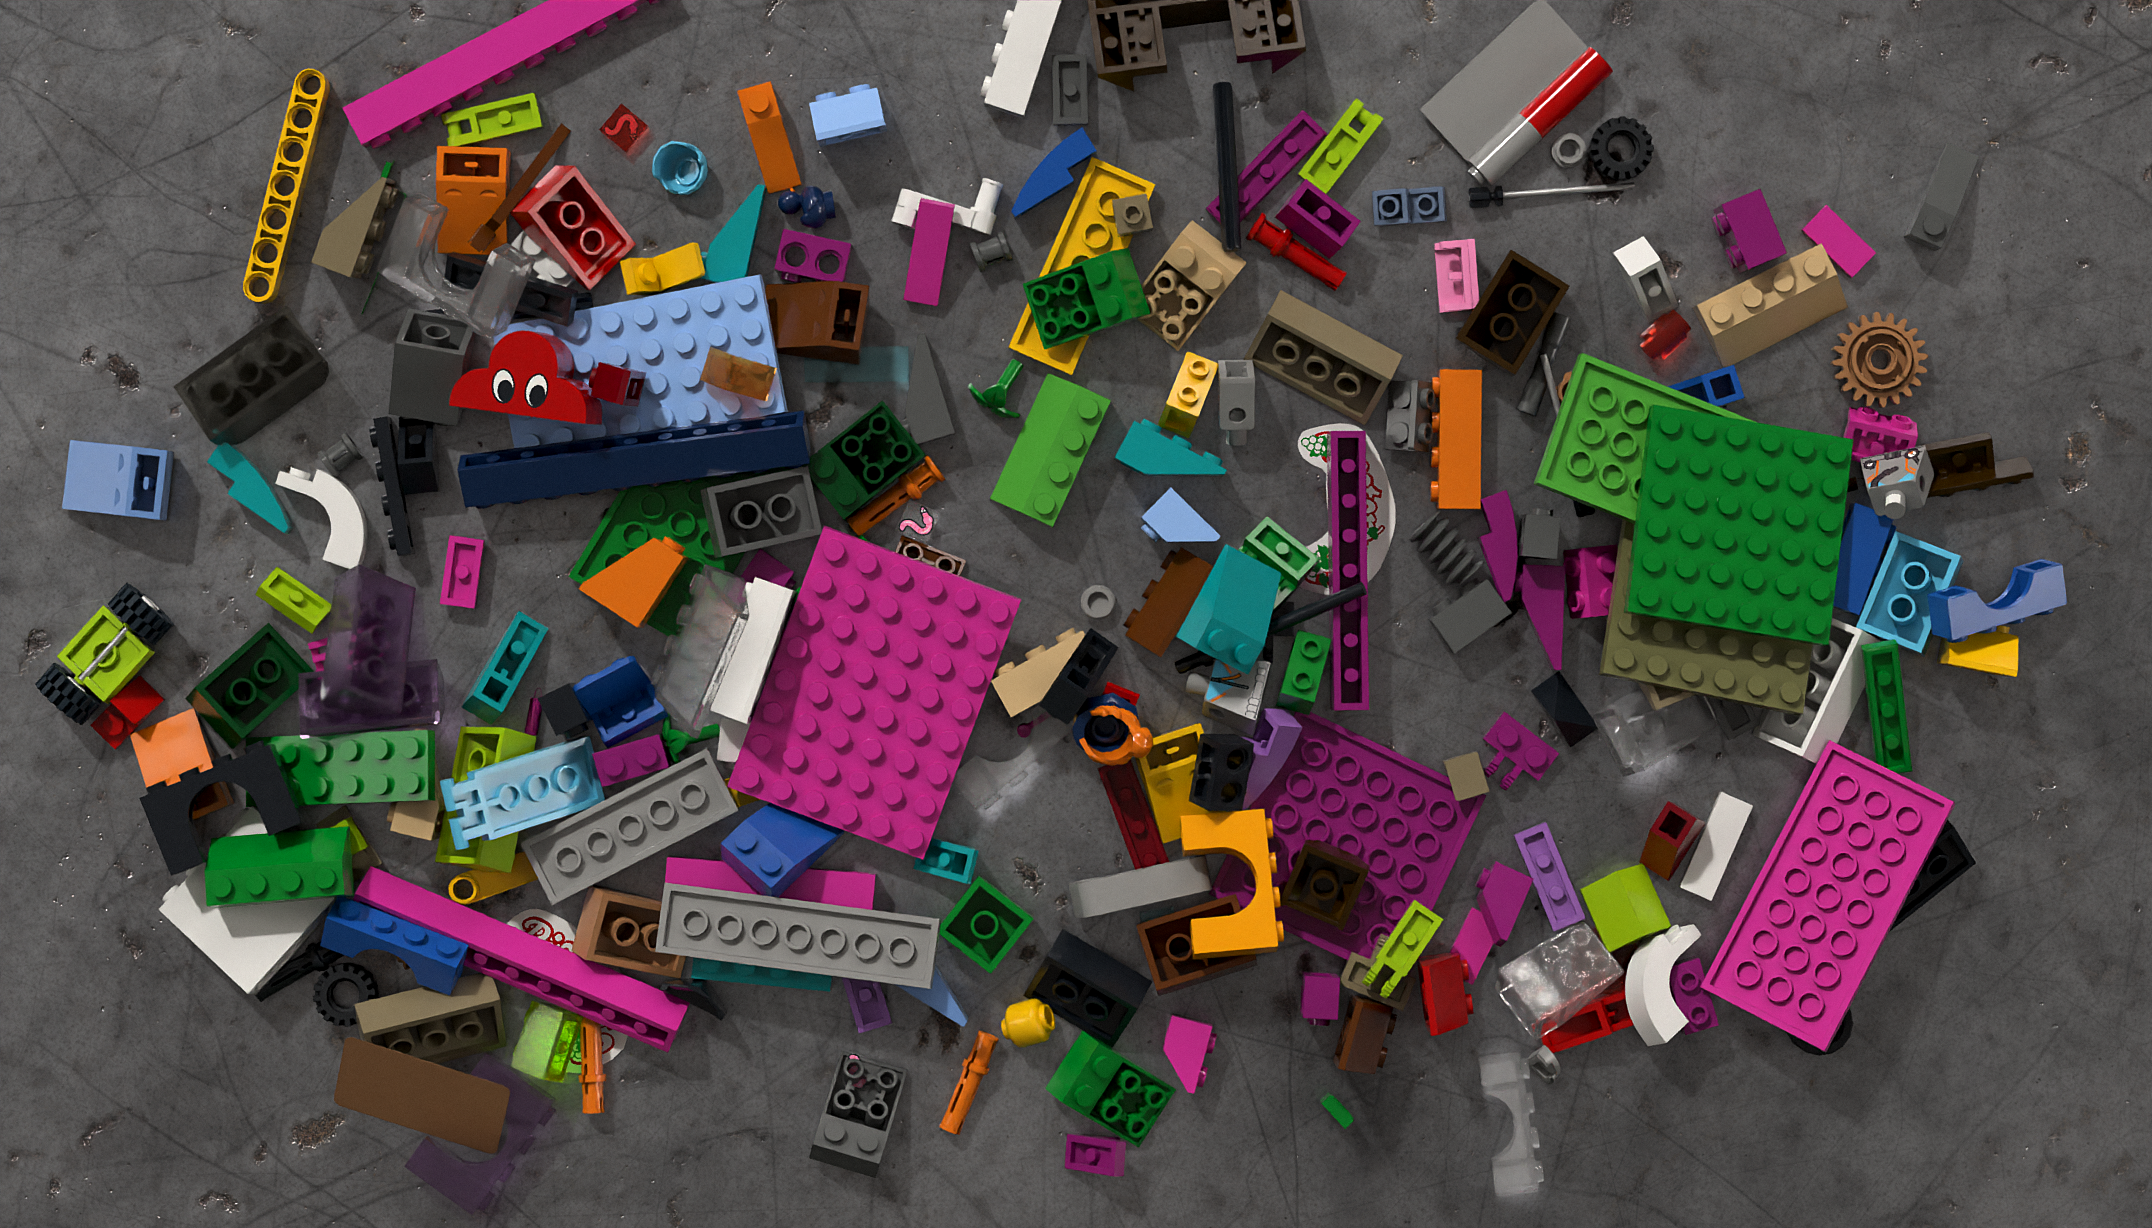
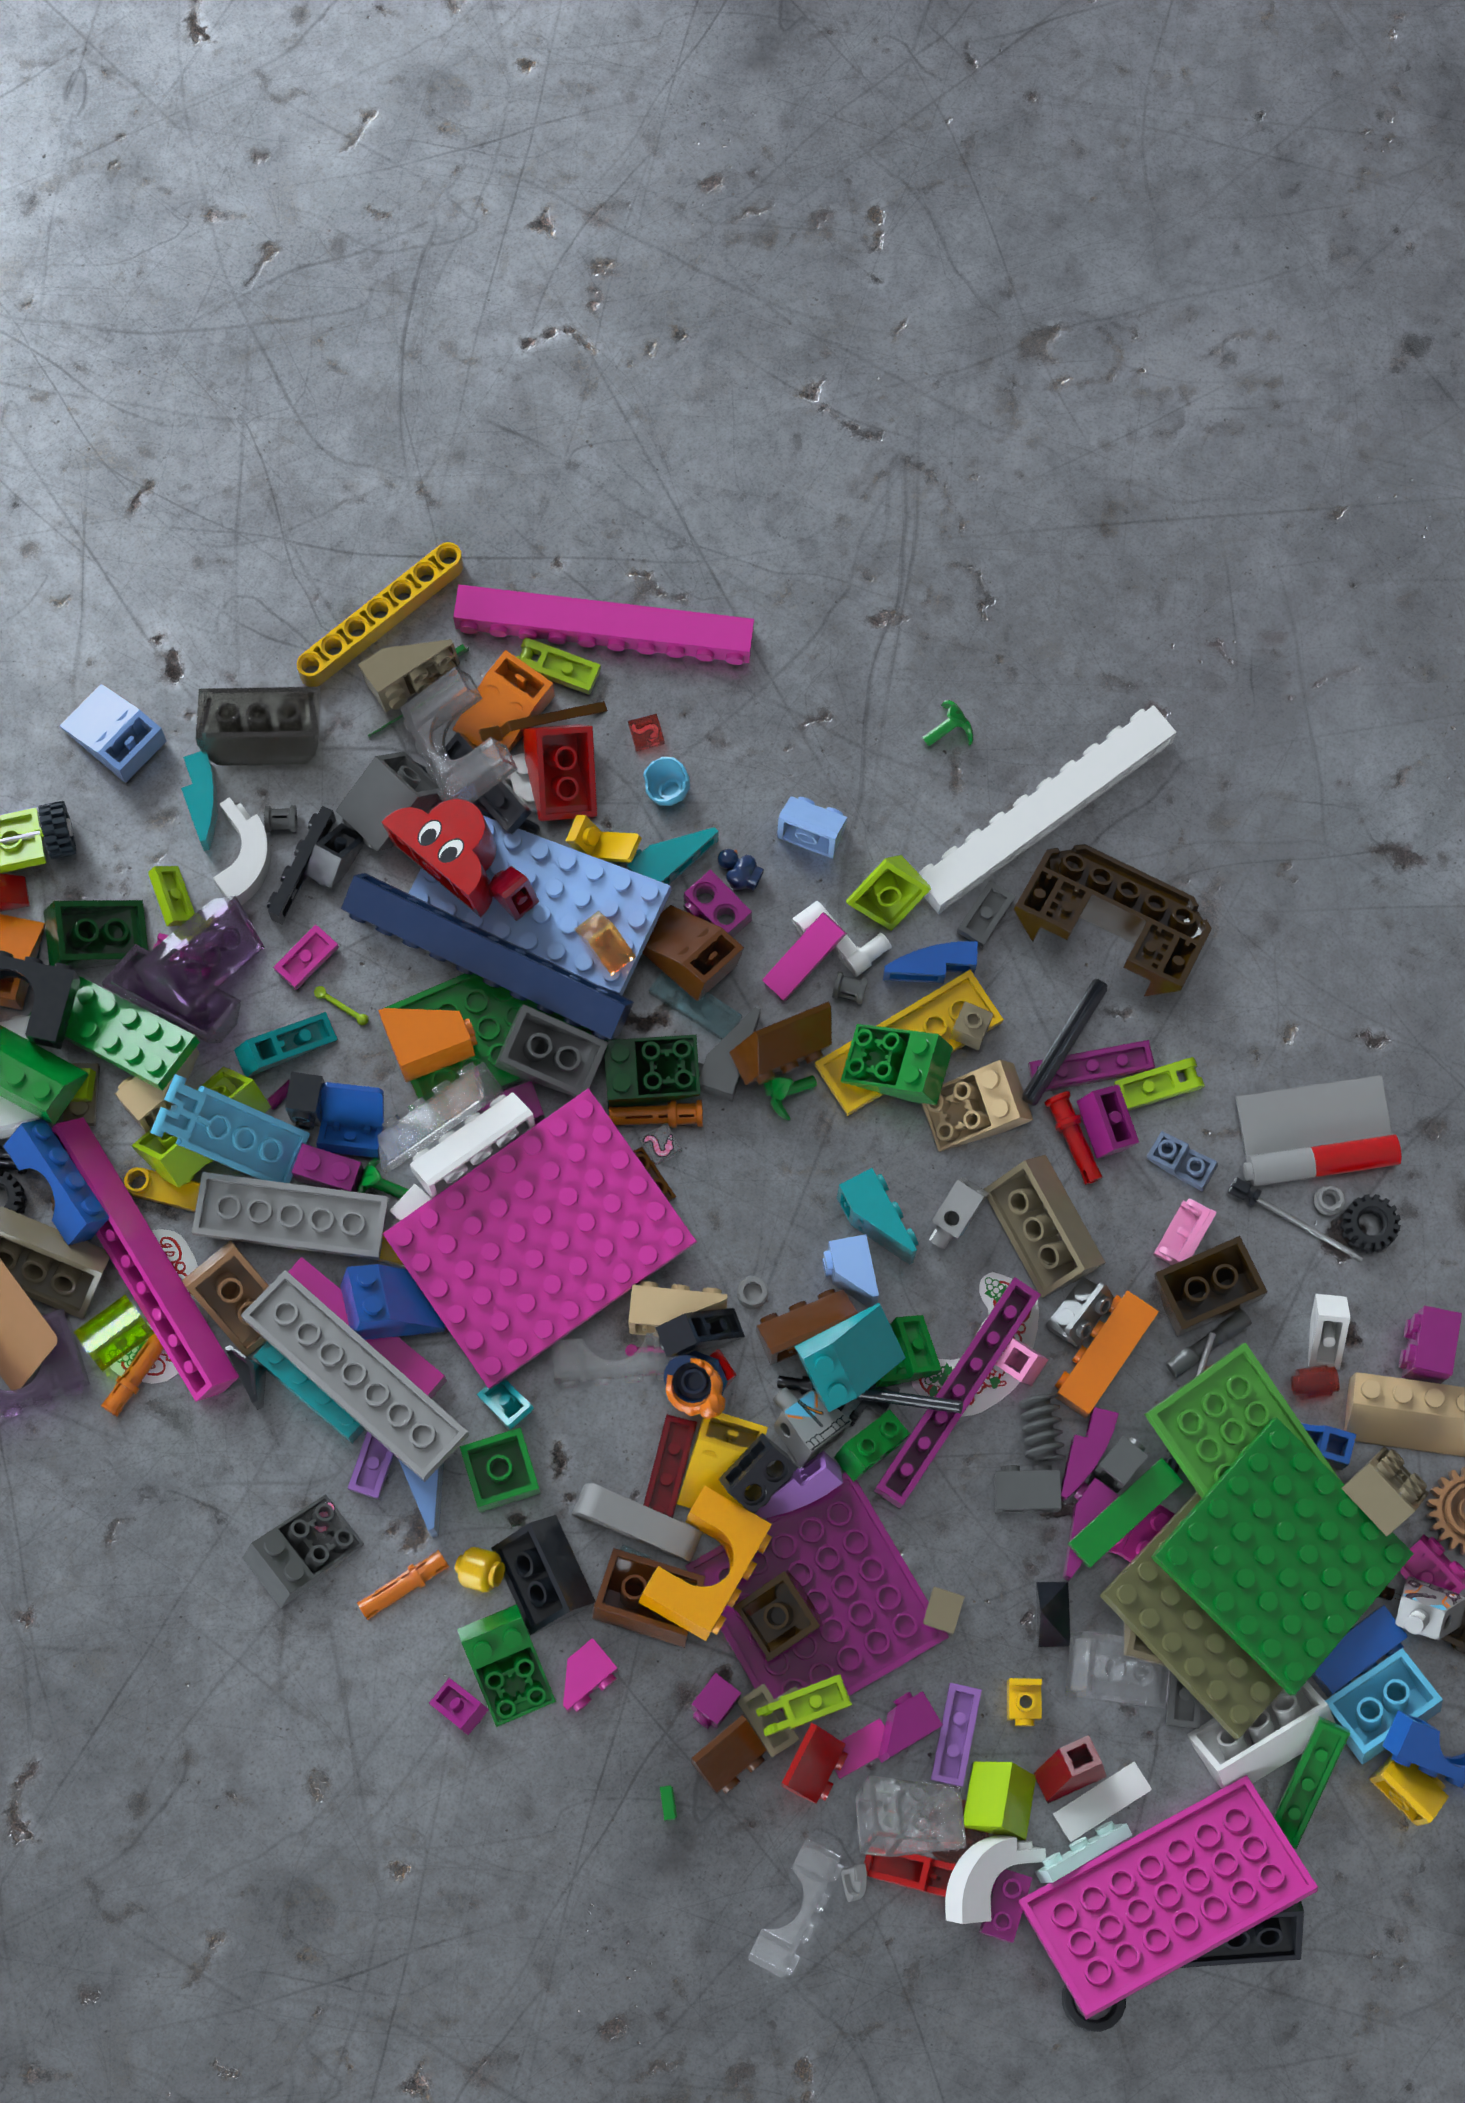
camera: 35 degrees right, 15 degrees down
(500, 594) = (320, 993): none -> lime hinge
(769, 137) = (745, 803): orange slope -> none
(968, 134) = (889, 892): none -> lime slope
(972, 356) = (784, 1045): none -> reddish brown slope
(1050, 449) = (795, 1158): bright green slope -> none
(1188, 394) = (923, 1185): yellow bracket -> none
(1388, 502) = (1022, 1362): none -> bright pink brick
(1520, 747) = (999, 1618): magenta hinge -> none
(1572, 578) = (1125, 1512): none -> green tile
(1579, 798) = (1024, 1687): none -> yellow brick
(1728, 904) = (1082, 1851): none -> light aqua plate
(1793, 397) = (1386, 1490): none -> dark tan slope

